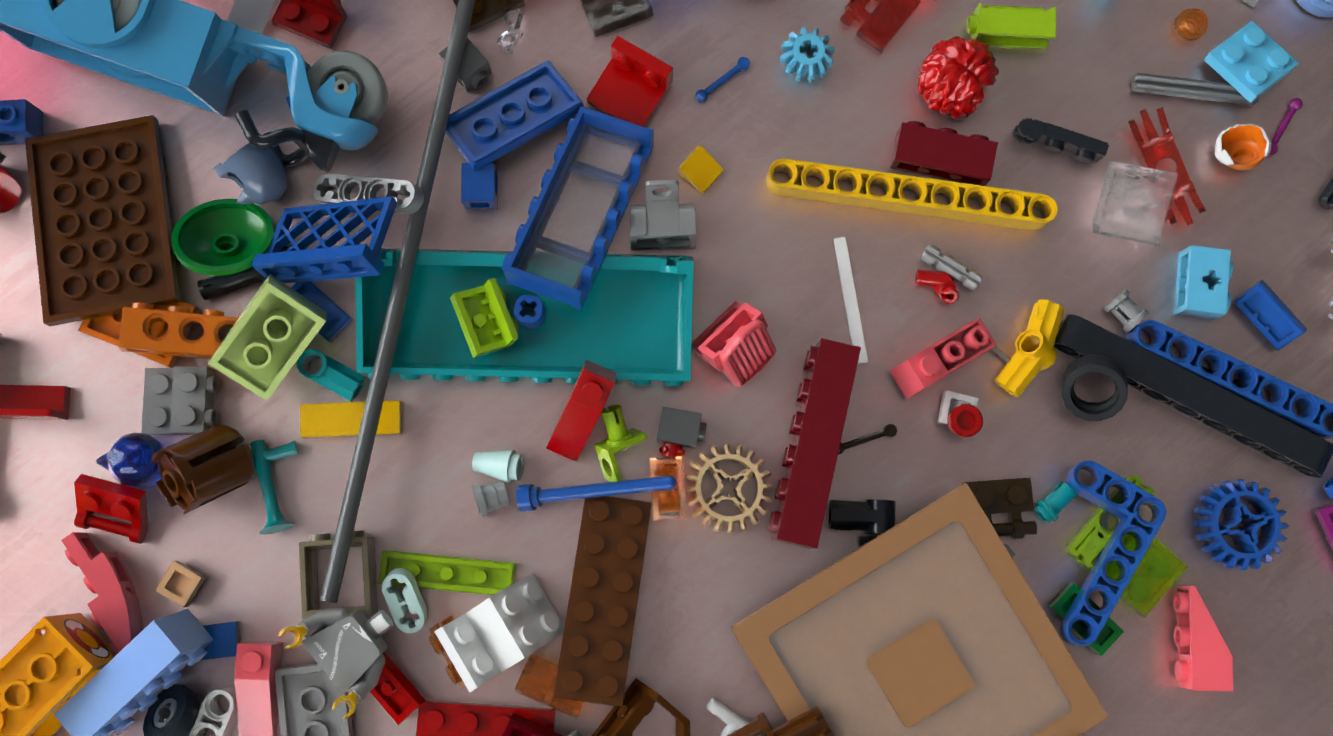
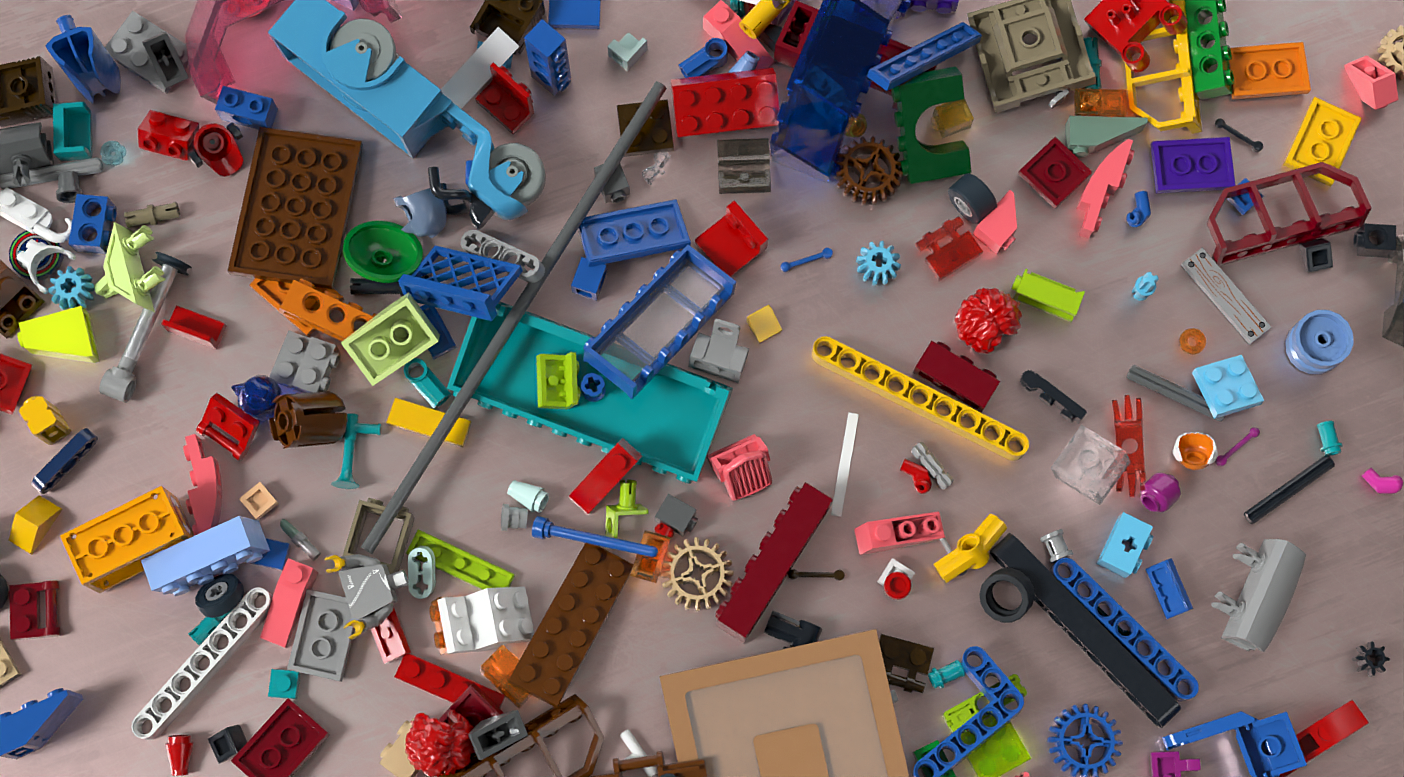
camera: 20 degrees right, 5 degrees down
(246, 611) = (299, 539): none -> light grey piece
(1223, 208) = (1160, 492): none -> magenta head

